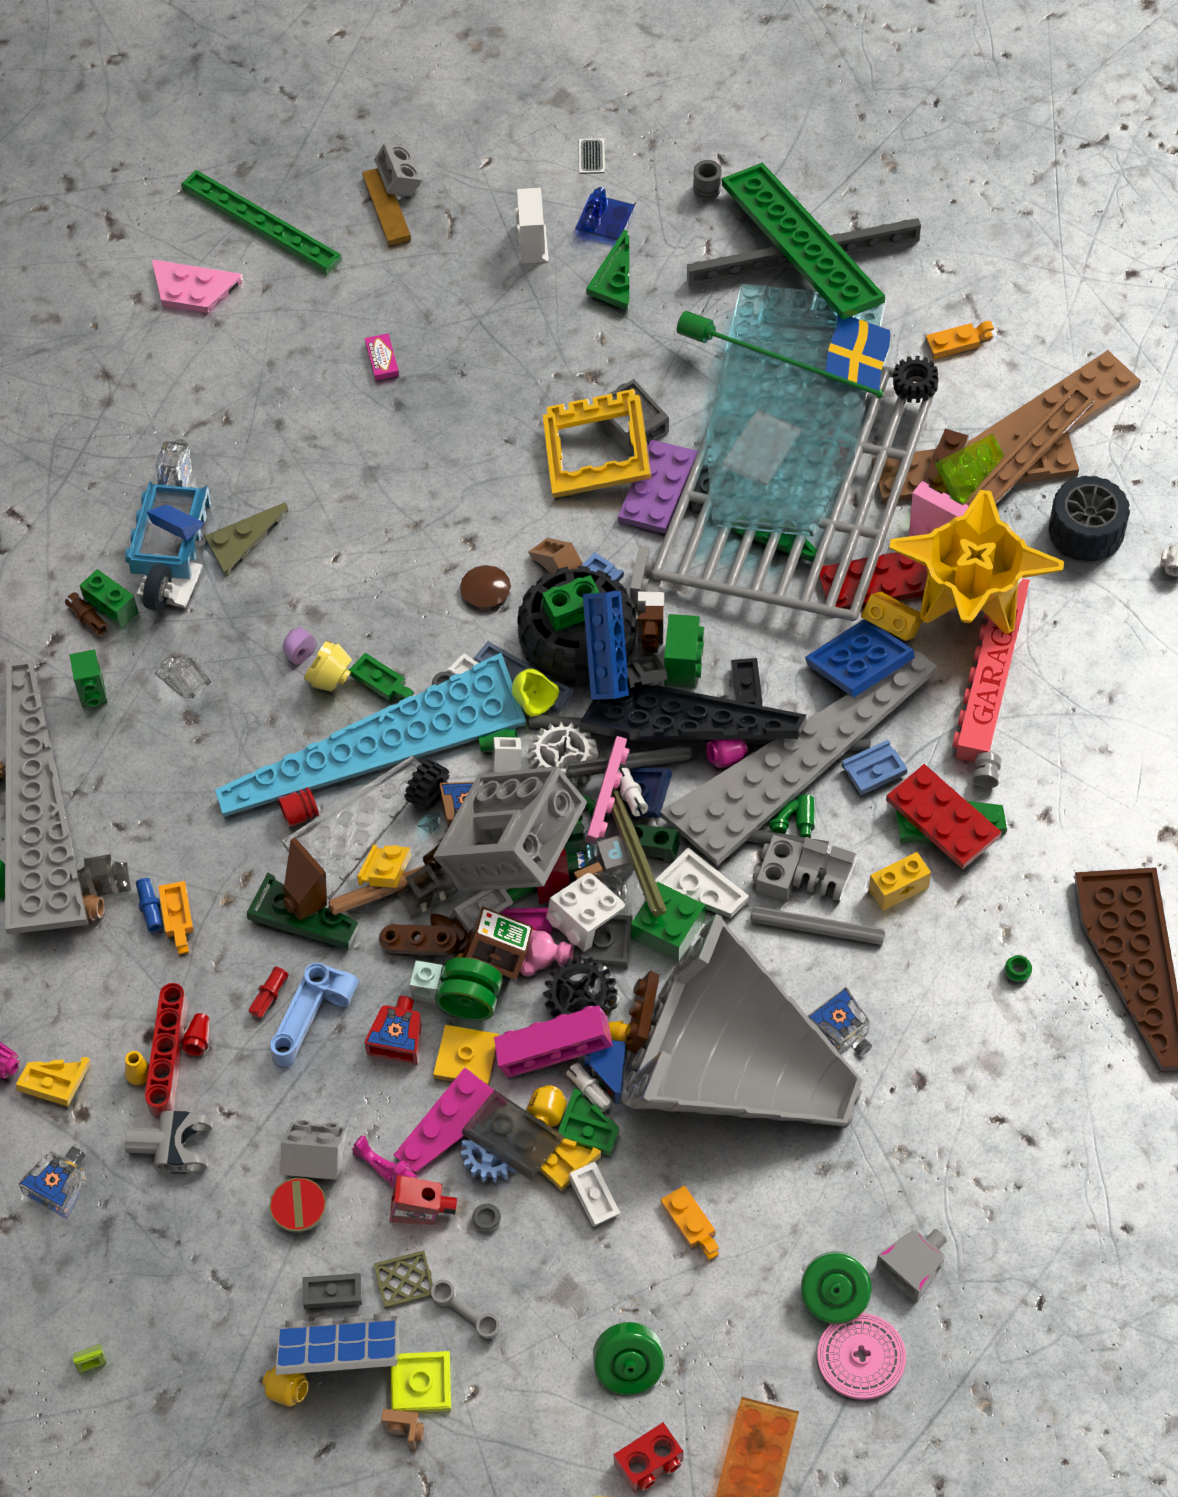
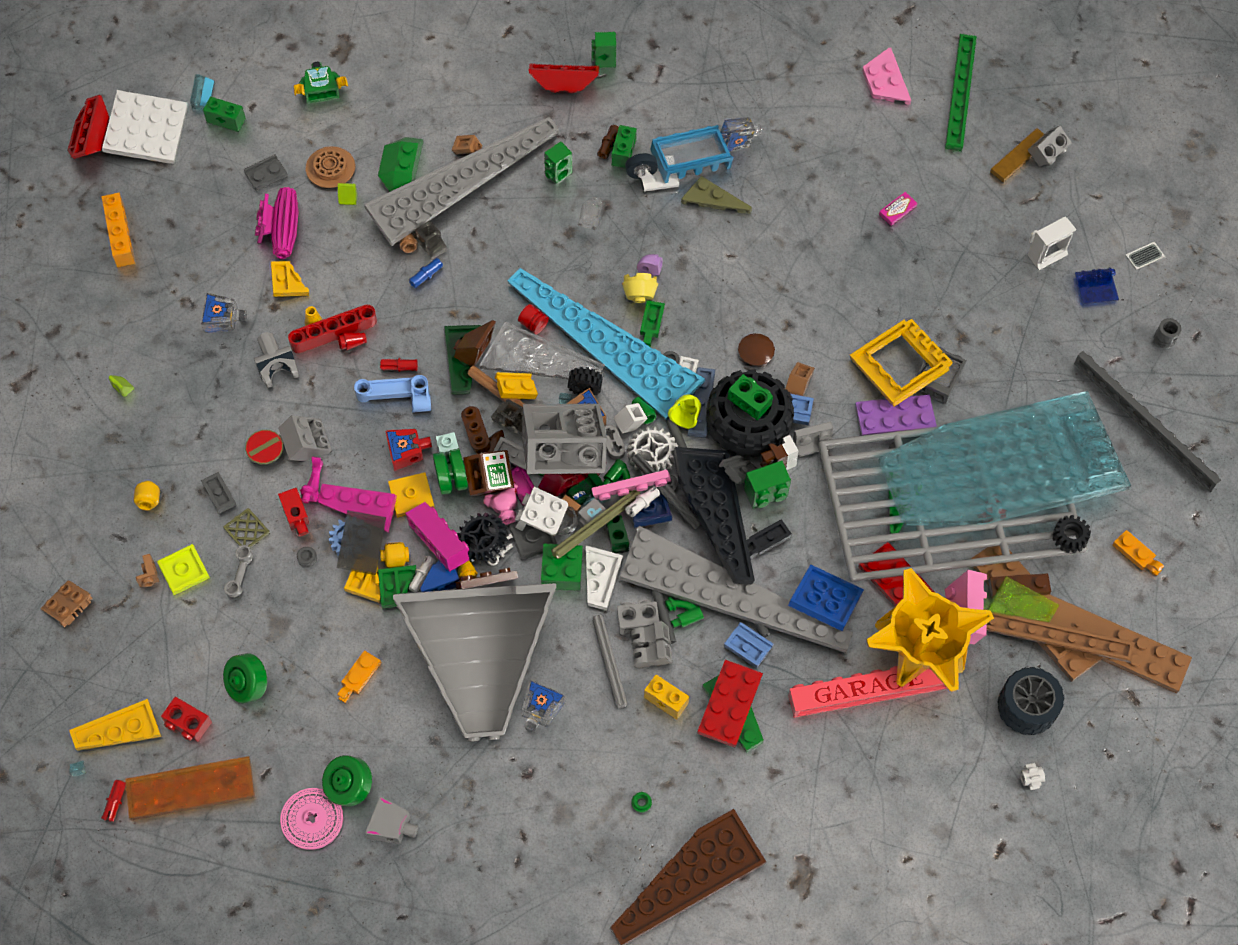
camera: 60 degrees right, 5 degrees up
(175, 521) = (693, 151): blue slope -> none
(176, 913) = (426, 290): light orange plate -> none
(338, 1343) = (175, 509): slope -> none
(593, 1194) = (347, 609): white plate -> none
(604, 645) = (728, 431): blue fence -> none
(612, 277) = (1047, 313): green wing -> none
(726, 752) = (706, 549): dark pink head -> none
(761, 447) = (952, 460): clear piece -> none
(803, 241) = (1146, 413): green plate -> none
(852, 358) = (1063, 485): flag -> none
(892, 616) = (871, 603): yellow brick -> none
(987, 770) = (785, 718): light grey wheel -> none

